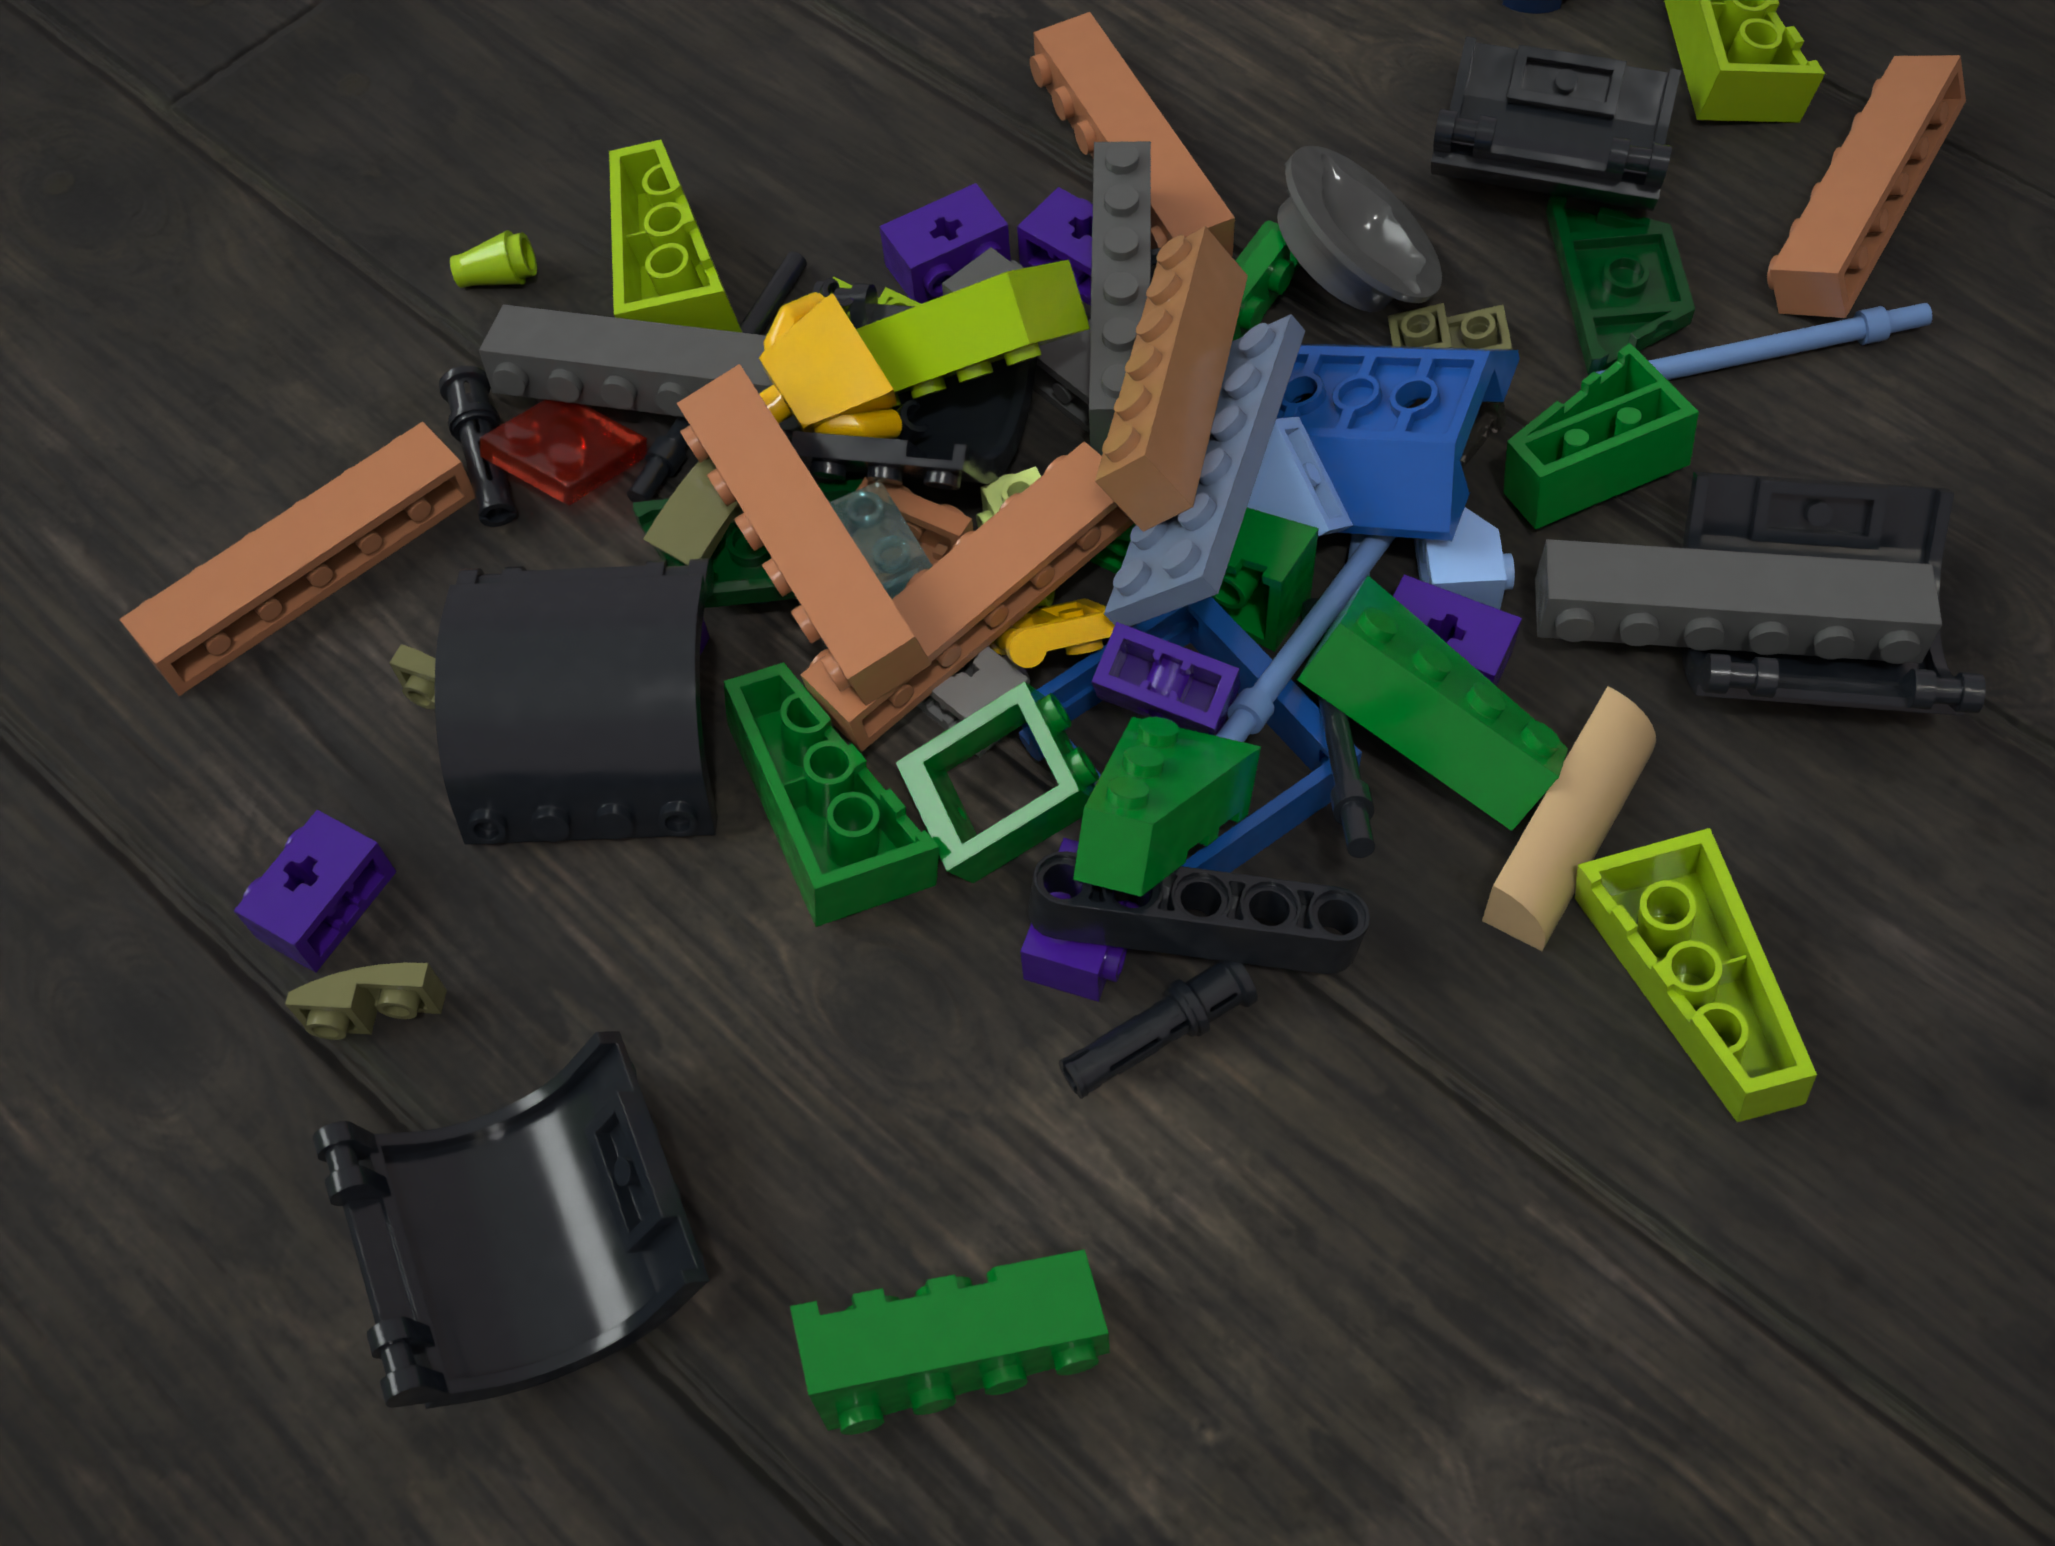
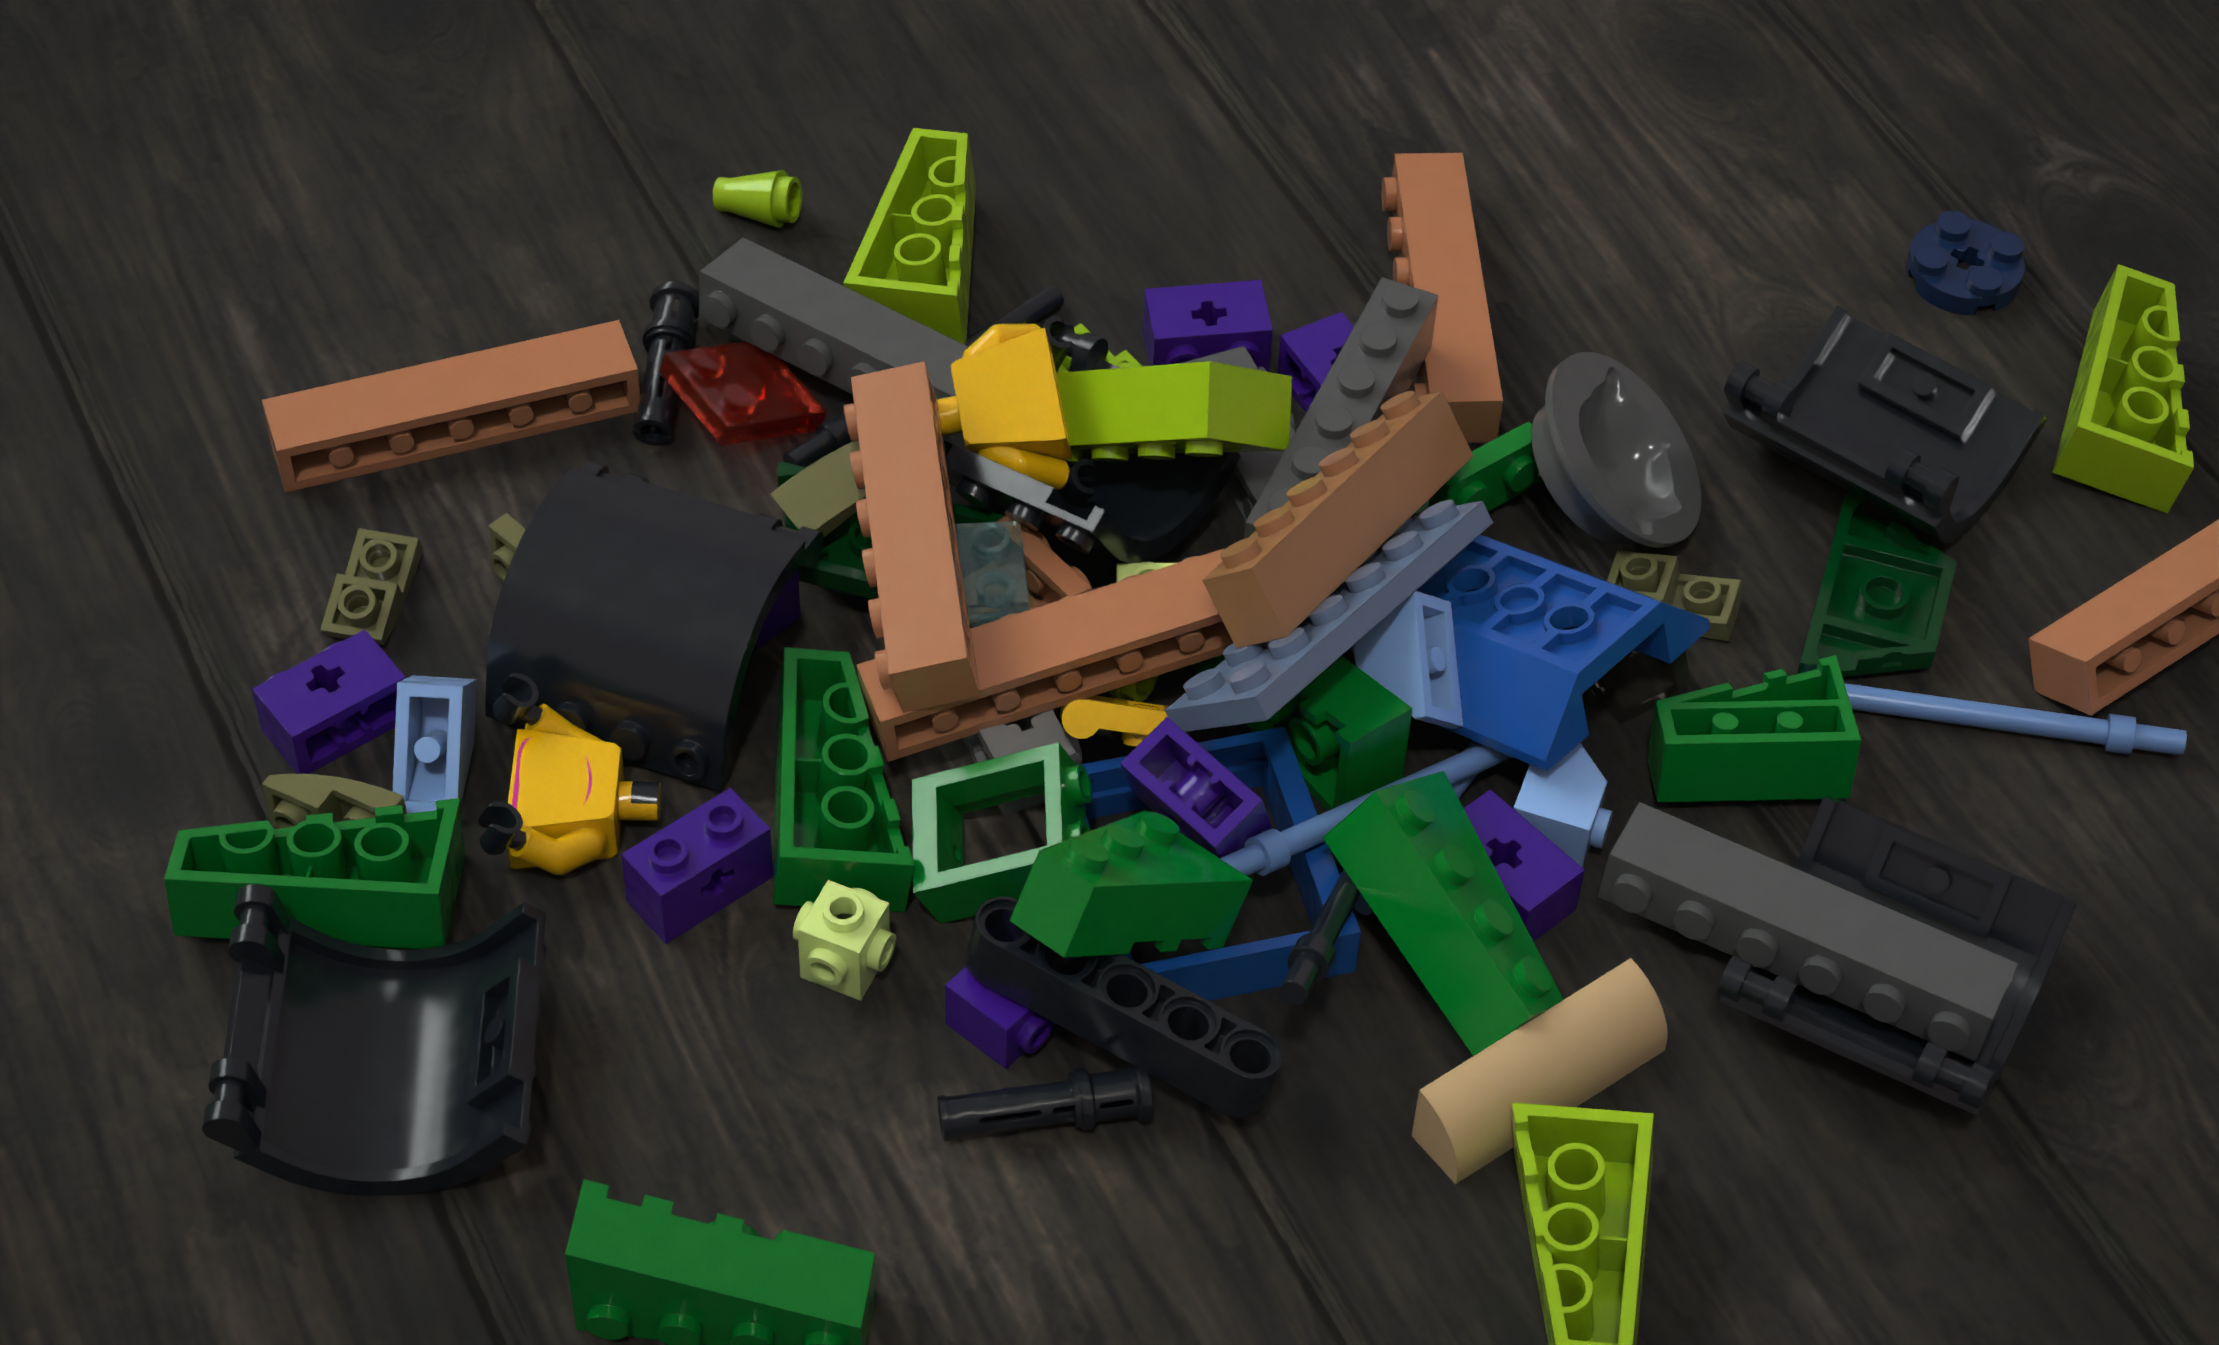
camera: 15 degrees right, 10 degrees down
(304, 759) = (373, 586): none -> olive slope
(404, 1070) = (355, 880): none -> green wedge
(430, 893) = (433, 739): none -> light blue slope
(573, 894) = (562, 791): none -> yellow torso
(733, 919) = (697, 865): none -> dark purple brick
(901, 938) = (844, 939): none -> yellowish green brick

